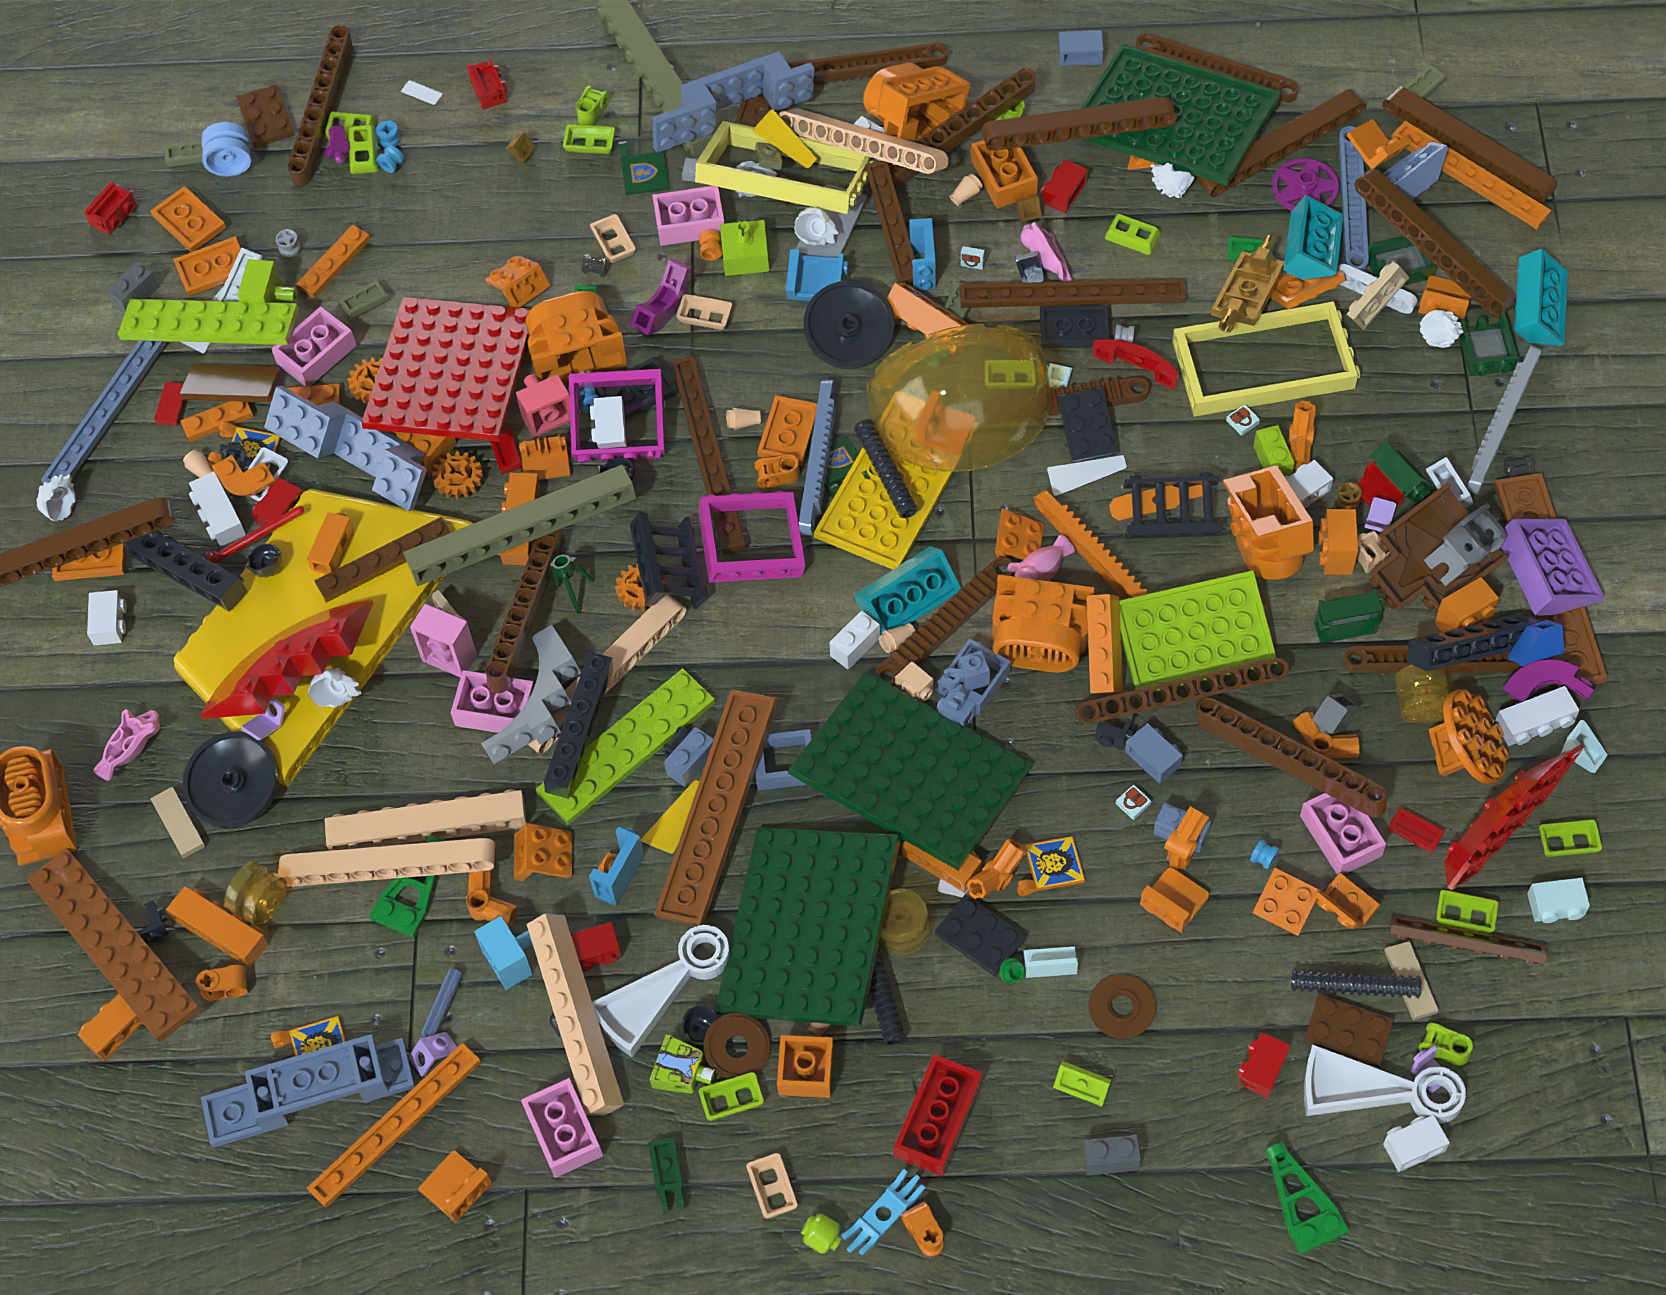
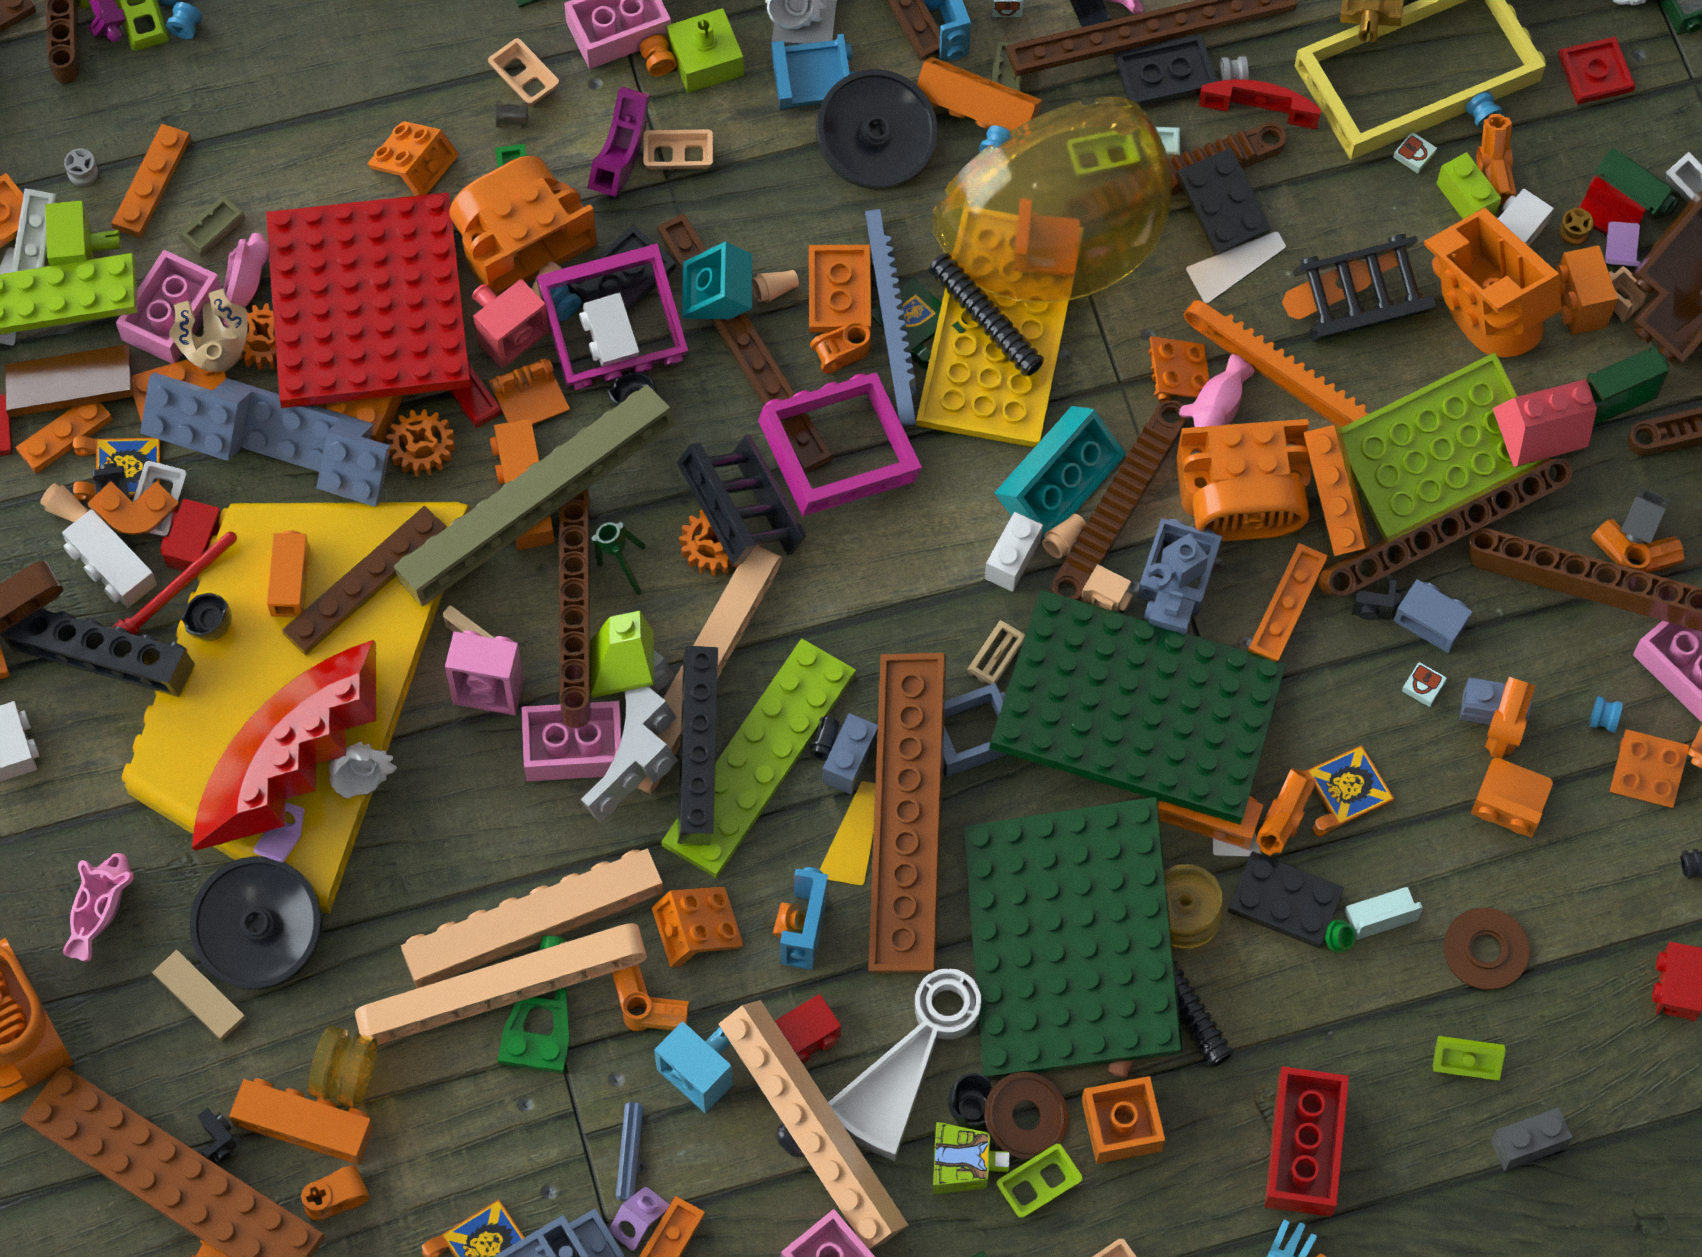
camera: 20 degrees left, 5 degrees up
(342, 373) = (218, 346): none -> tan piece
(372, 337) = (245, 270): none -> bright pink animal
(545, 648) = (622, 655): none -> lime slope
(699, 407) = (717, 283): none -> teal slope
(807, 724) = (983, 676): none -> tan tile
(1047, 721) = (1288, 603): none -> orange plate
(1280, 630) = (1547, 422): none -> coral slope
(1303, 393) = (1482, 107): none -> dark azure wheel
(1399, 388) = (1596, 70): none -> red tile

